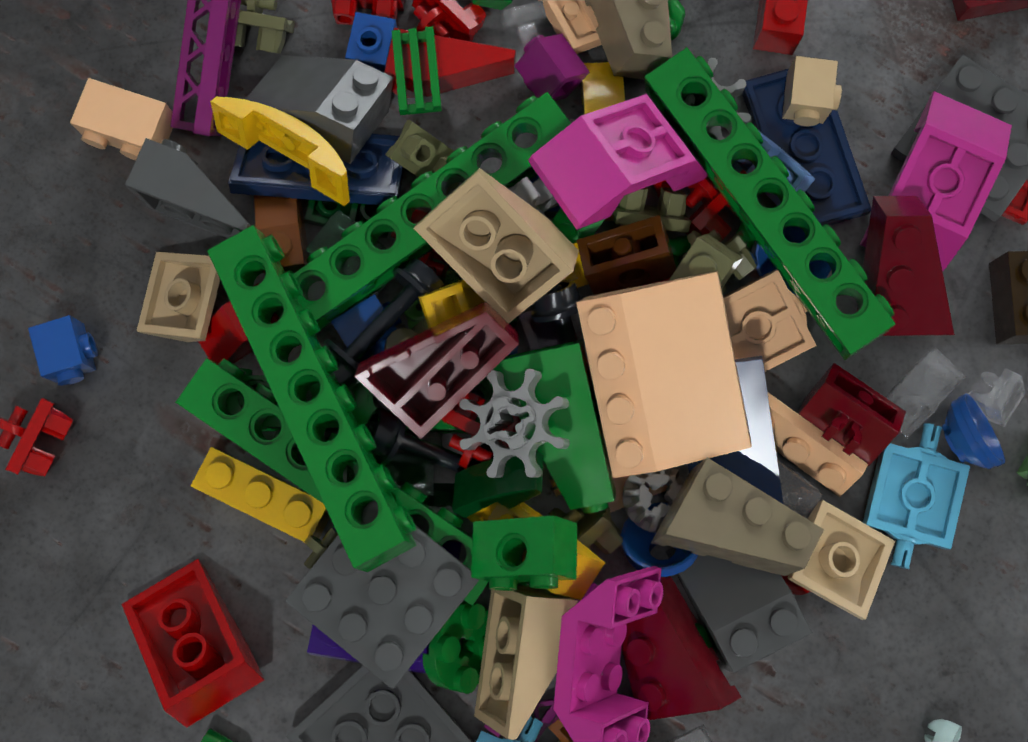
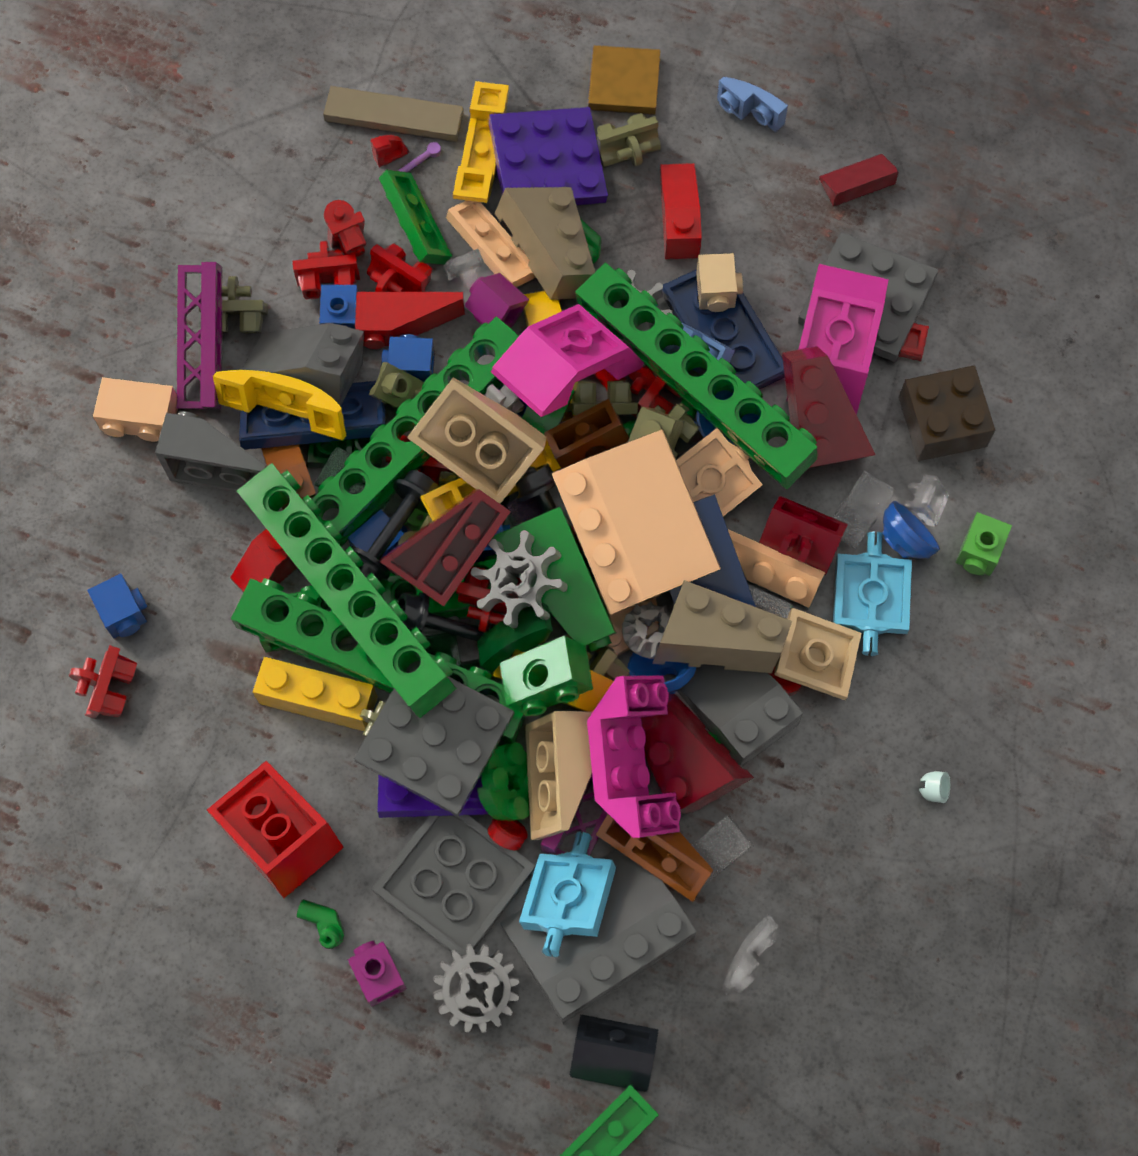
camera: 10 degrees left, 10 degrees down
(179, 297) = (212, 544): tan slope -> none
(413, 38) = (375, 297): green tile -> none
(449, 704) = (507, 834): none -> red tile
(451, 123) = (411, 355): none -> blue brick

